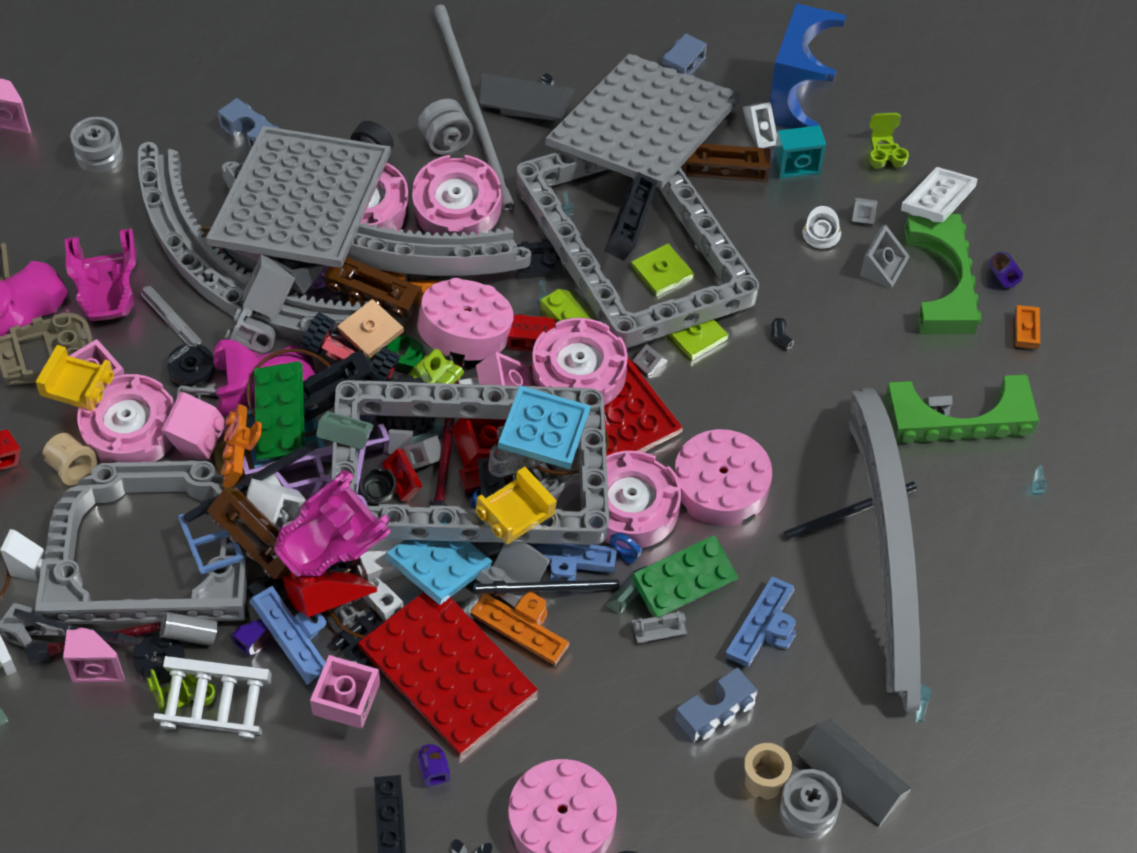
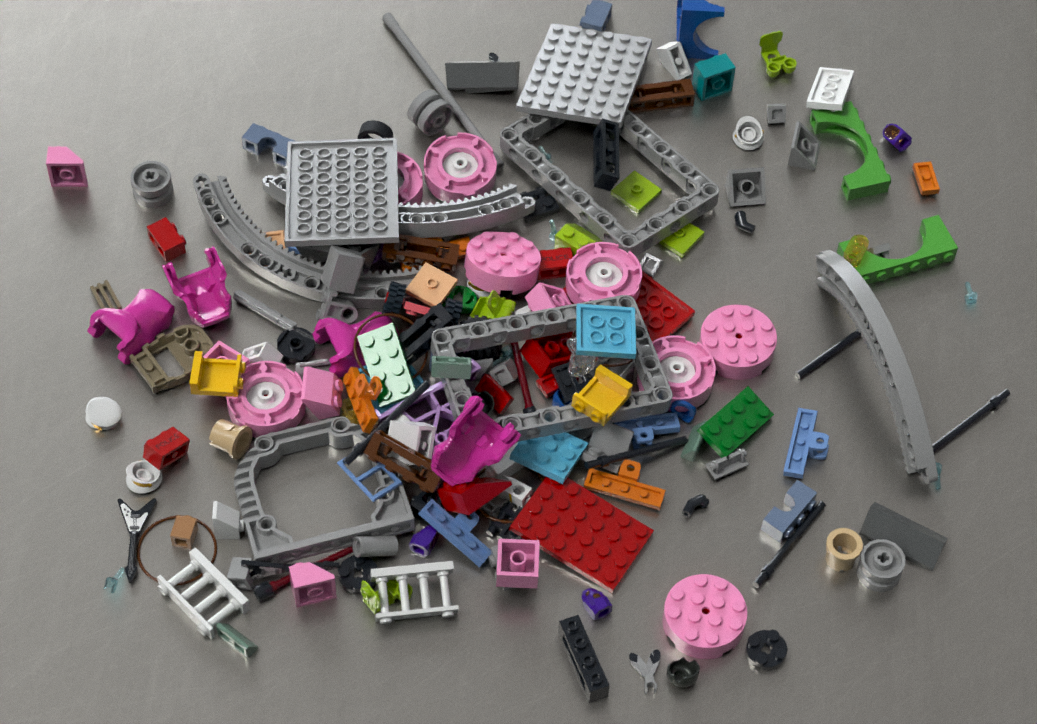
camera: 15 degrees left, 0 degrees up
(90, 211) = (166, 239): none -> red brick
(145, 365) = (262, 352): none -> white slope
(600, 665) = (694, 502): none -> black arm
(665, 774) = (768, 569): none -> black bar
(797, 290) = (746, 186): none -> light grey slope
(902, 397) = (854, 253): none -> clear yellow plate
(1025, 626) = (992, 403): none -> black bar

